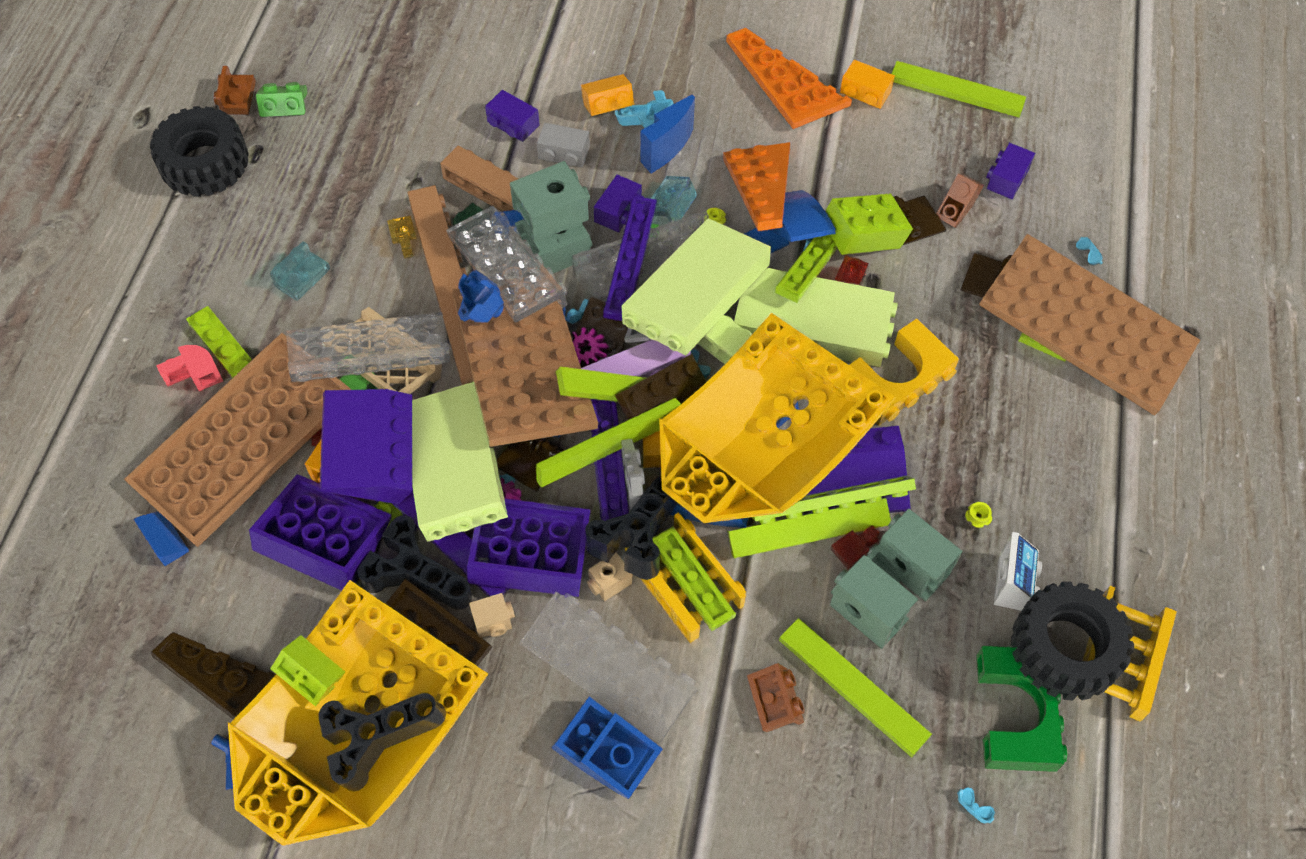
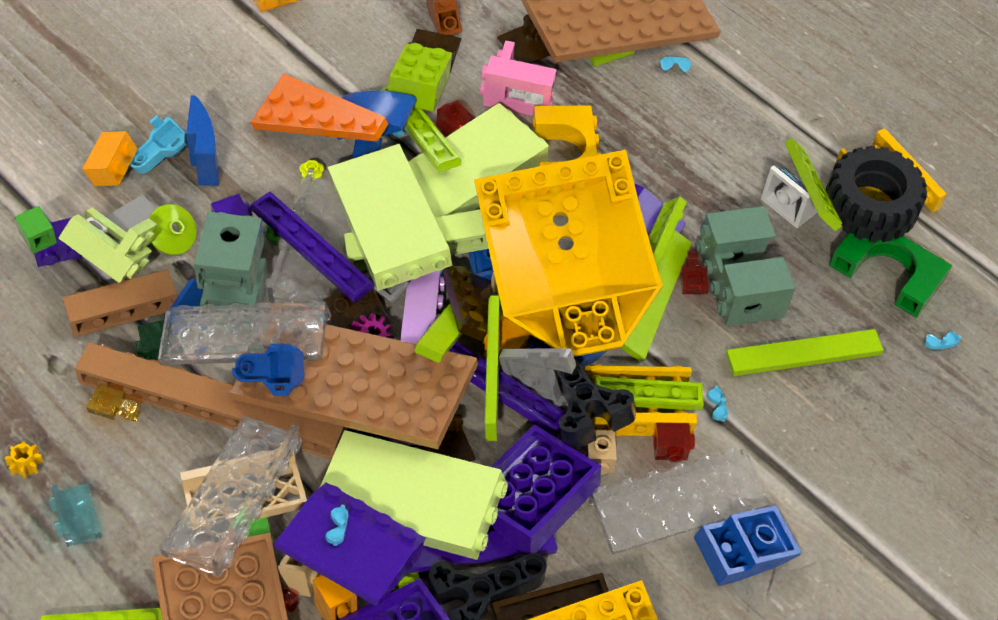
camera: 60 degrees left, 5 degrees down
(319, 215) = (24, 459): none -> yellow gear
(376, 418) = (340, 518): none -> medium azure piece
(492, 615) = (574, 558): tan brick -> none
(497, 92) = (35, 229): none -> bright green brick
(519, 138) = (109, 246): none -> yellowish green brick
(588, 160) = (165, 238): none -> lime dish
(663, 627) = (672, 441): none -> clear red brick
(674, 197) = (262, 178): clear light blue bracket -> none
(745, 639) = (716, 397): none -> medium azure piece
(776, 697) = (782, 406): dark orange bracket -> none
(786, 83) = (215, 35): orange wing -> none
(925, 289) = (516, 83): none -> bright pink brick
(982, 509) = (723, 186): neon yellow plate -> none
(1049, 569) = (813, 184): none -> lime tile
(1089, 404) = (683, 63): none -> medium azure piece

